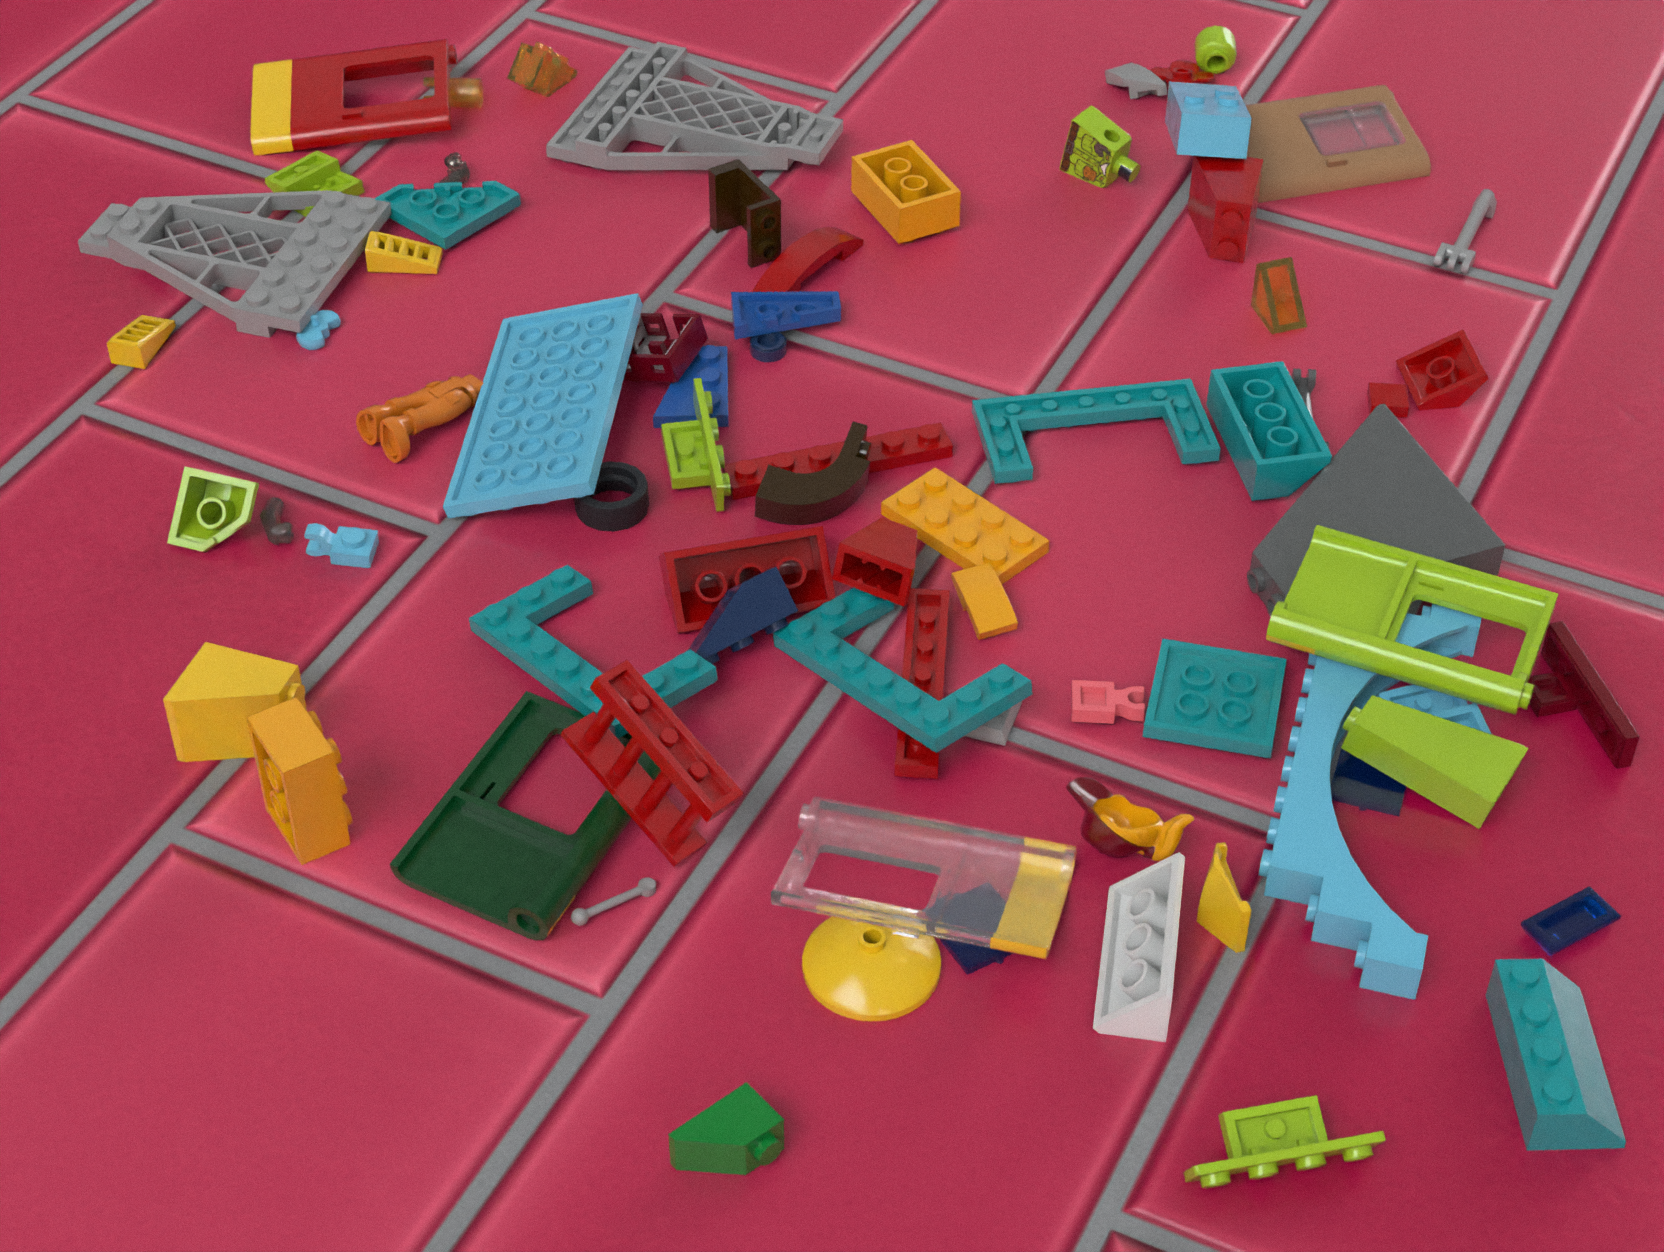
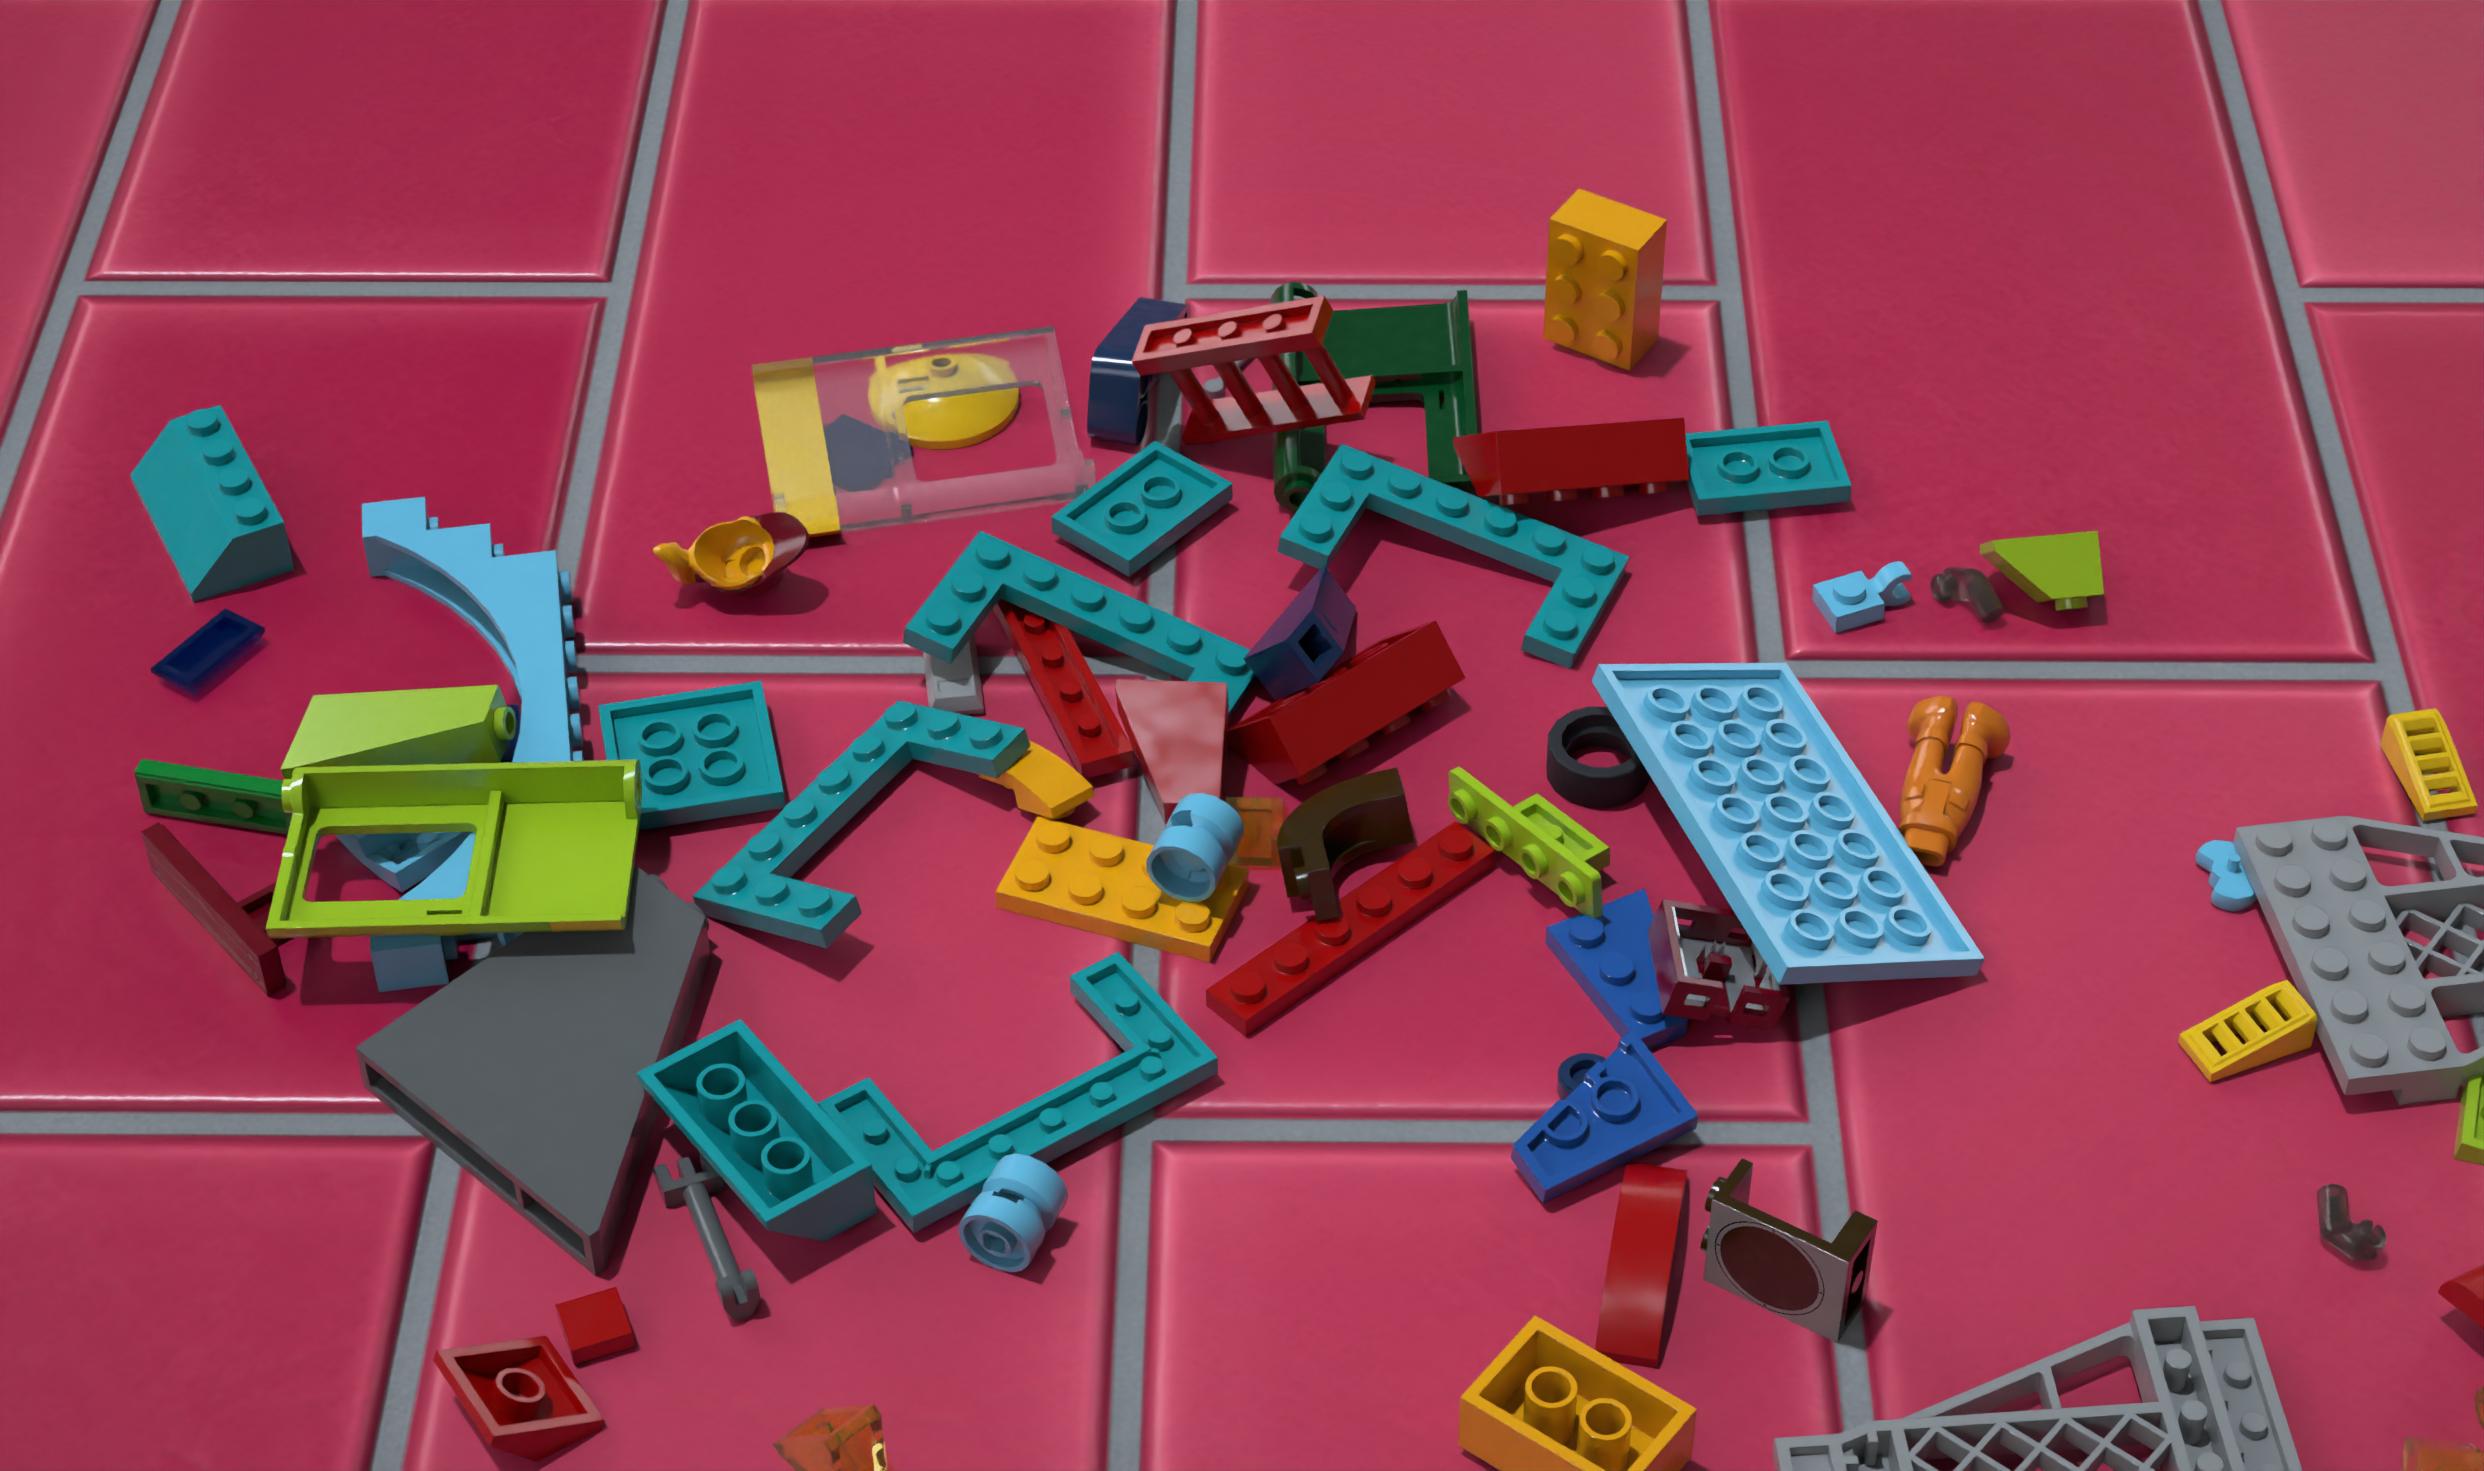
camera: 155 degrees right, 0 degrees up
(218, 693) = (1756, 354): yellow slope -> none
(328, 650) = (1765, 468): none -> teal plate
(448, 210) = (2277, 1139): teal plate -> none
(448, 677) = (1575, 458): none -> red slope
(698, 893) = (1116, 390): none -> dark blue beam
(729, 1136) = (981, 214): green slope -> none
(785, 776) = (1142, 508): none -> teal plate
(859, 507) = (1262, 824): none -> clear yellow slope
(919, 480) = (1195, 847): none -> medium azure wheel
(1054, 664) = (757, 883): none -> teal plate
(1101, 702) = (825, 703): coral plate -> none
(1134, 359) = (1013, 1213): none -> medium azure wheel
(1140, 952) = (665, 463): white slope -> none
(1220, 904) = (595, 520): yellow slope -> none
(1278, 1135) = (467, 352): lime bracket -> none
(1578, 776) = (212, 796): none -> green tile

